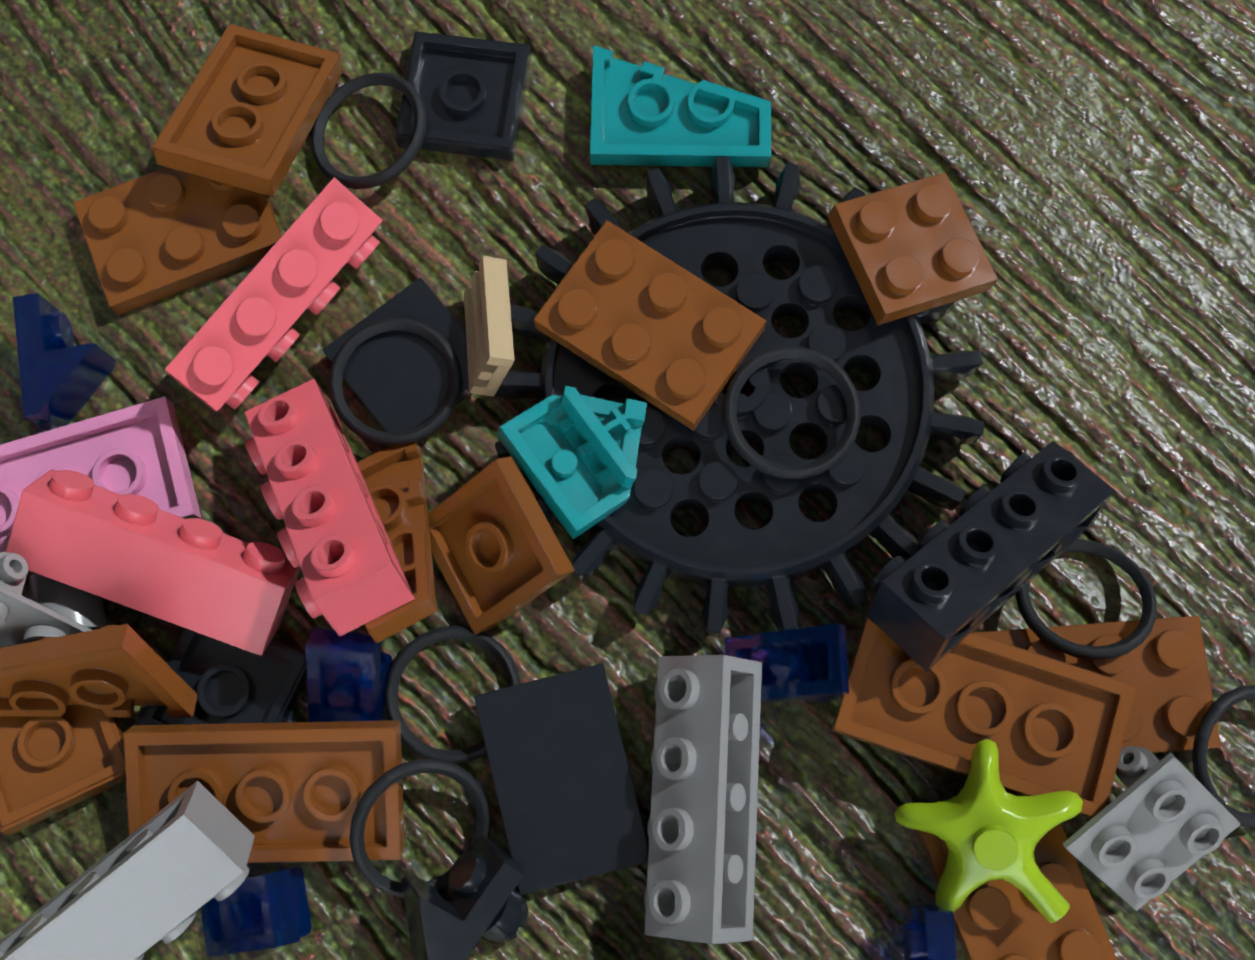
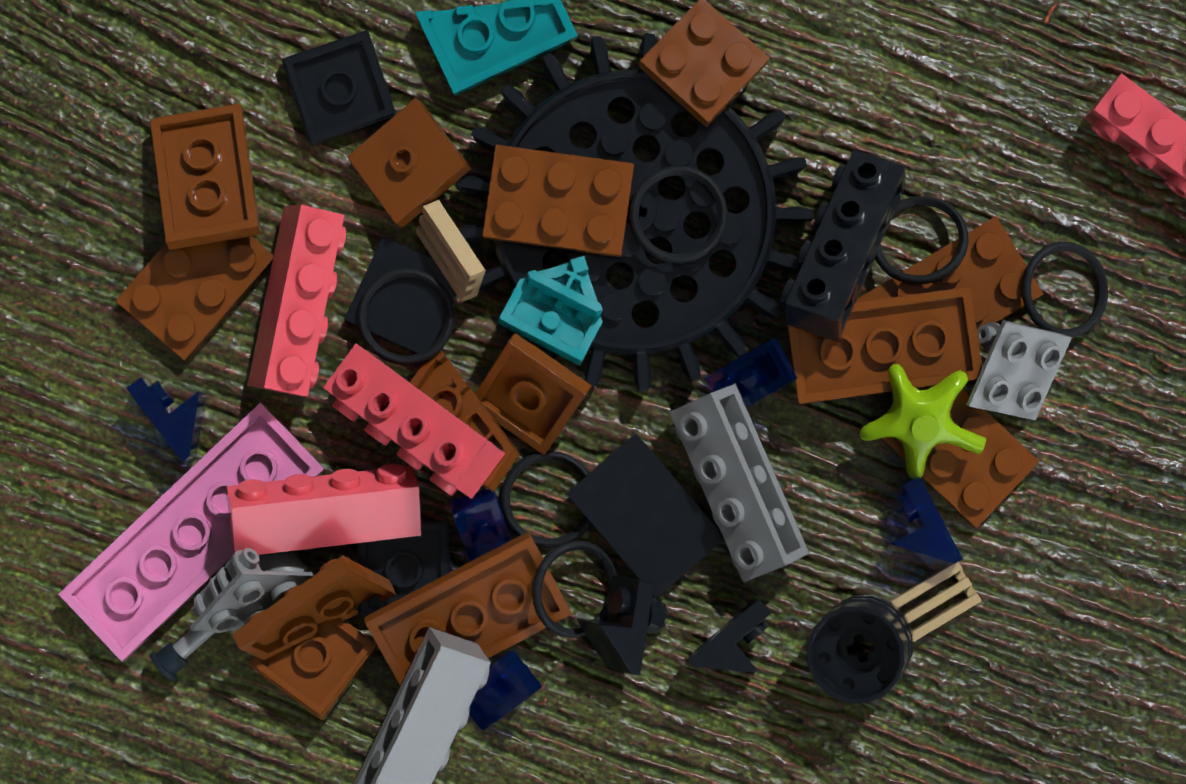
camera: 30 degrees left, 10 degrees up
(402, 162) = (329, 140): black tyre -> none
(495, 205) = (409, 162): none -> dark orange plate

